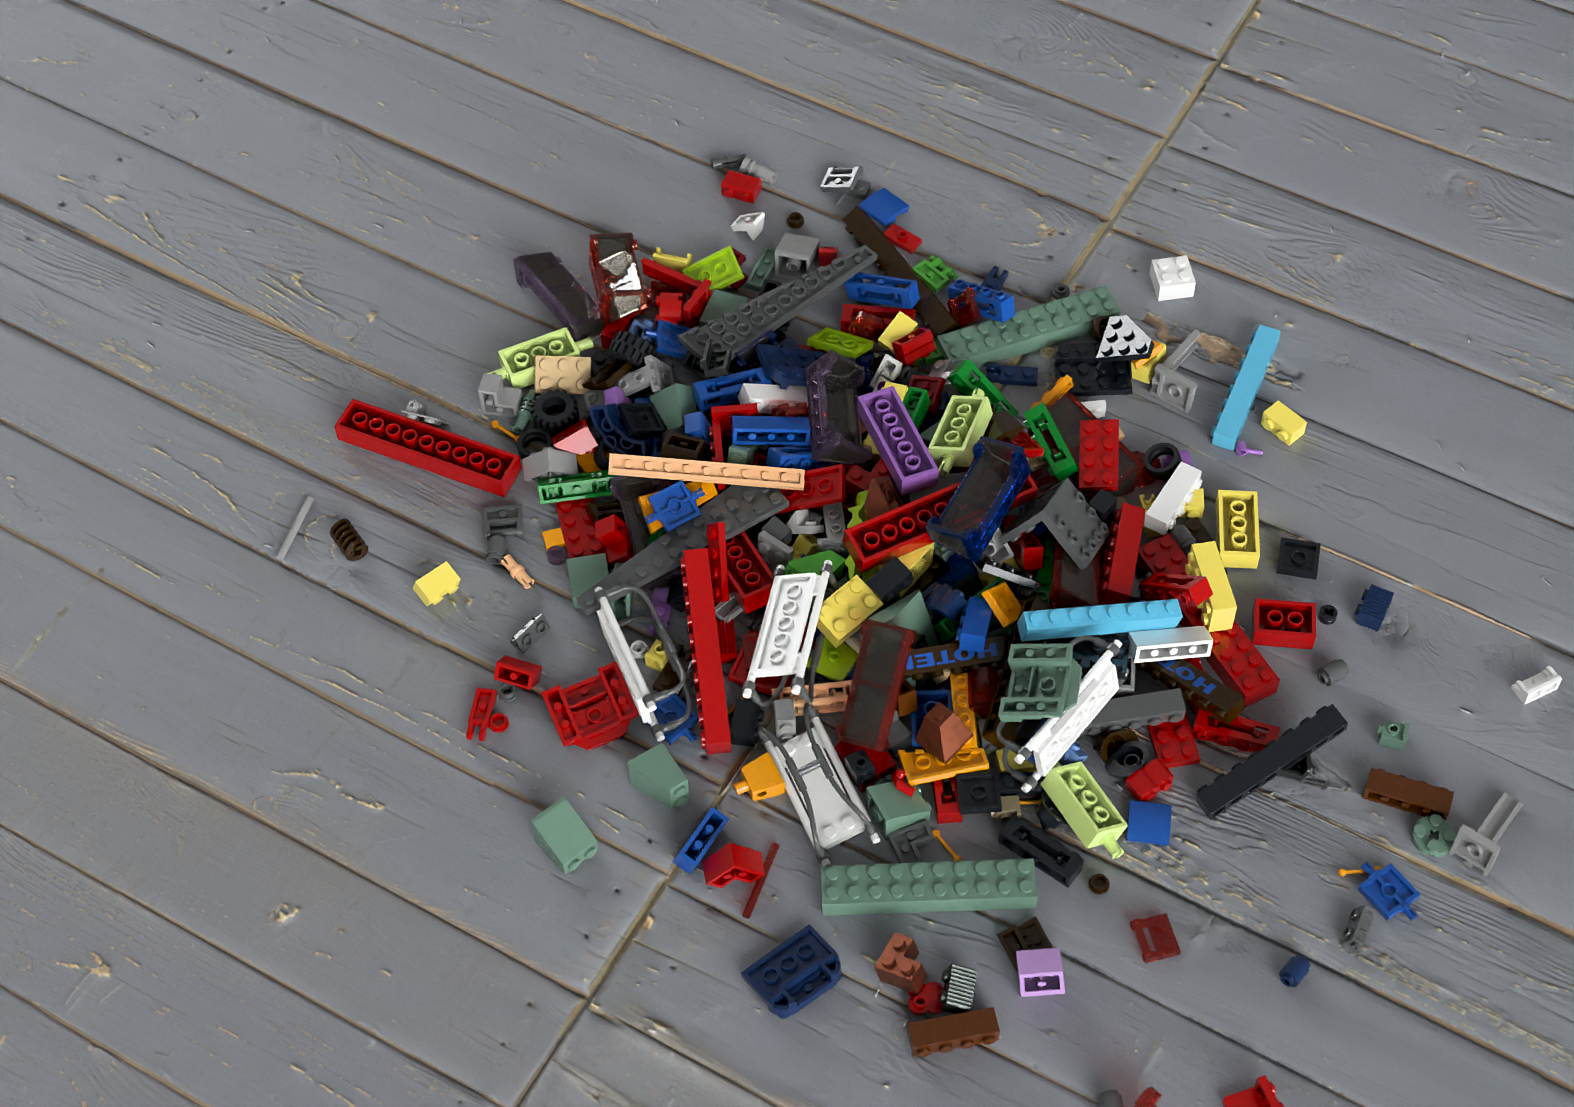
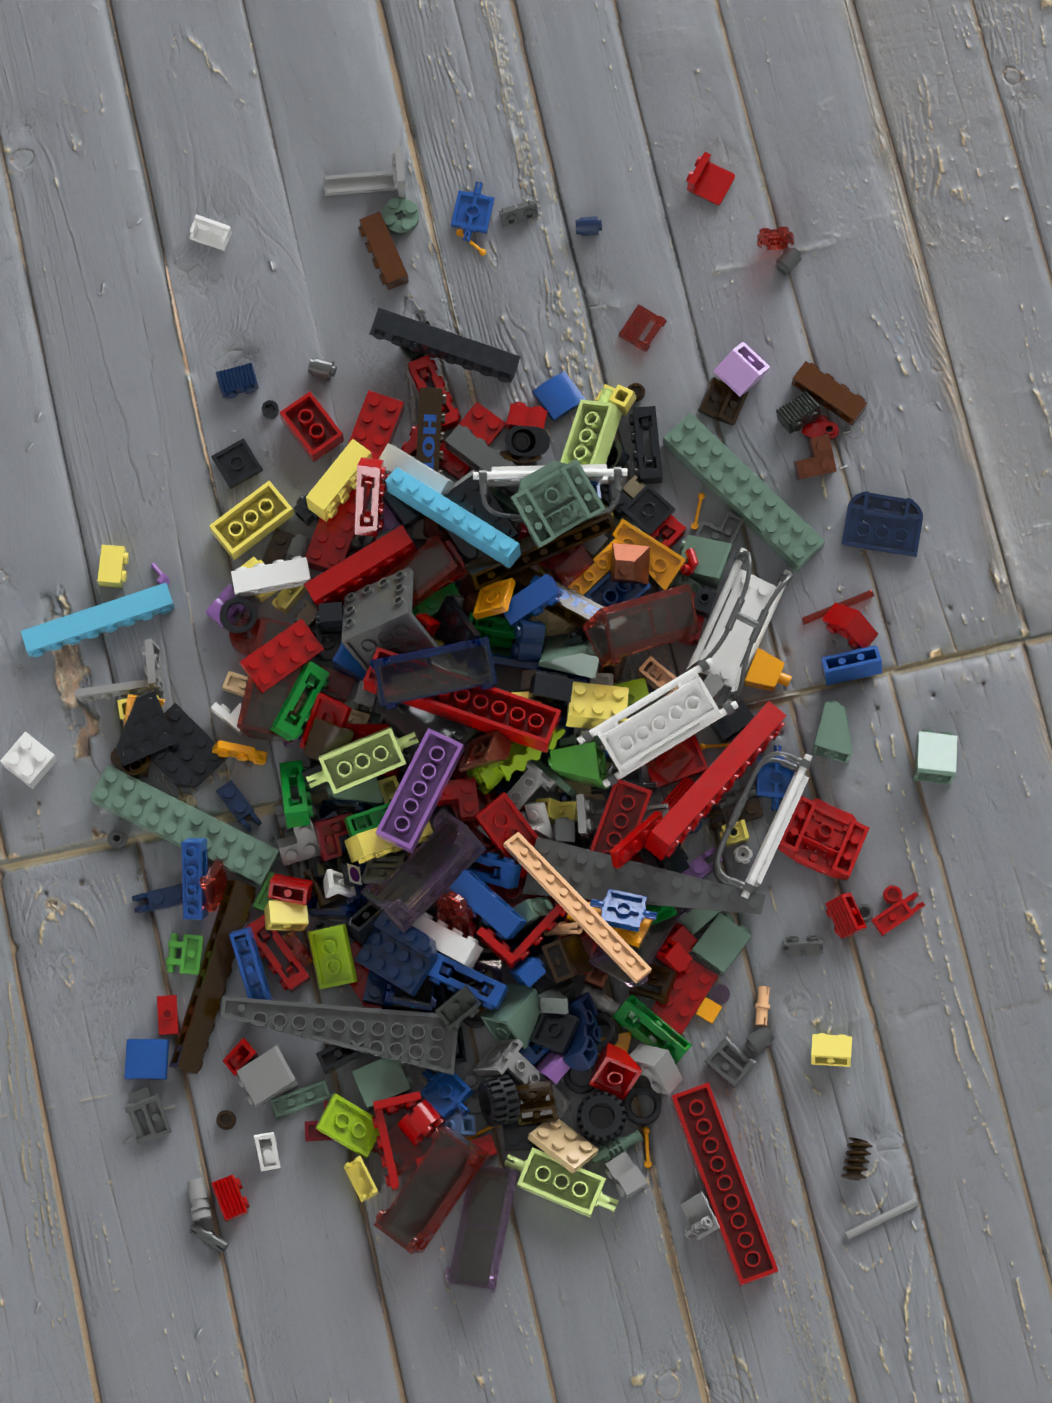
camera: 135 degrees left, 20 degrees up
(660, 430) = (557, 998): none -> pearl dark grey slope
(1101, 859) = (621, 397): none -> light yellow brick
(1393, 734) = (340, 301): sand green brick -> none

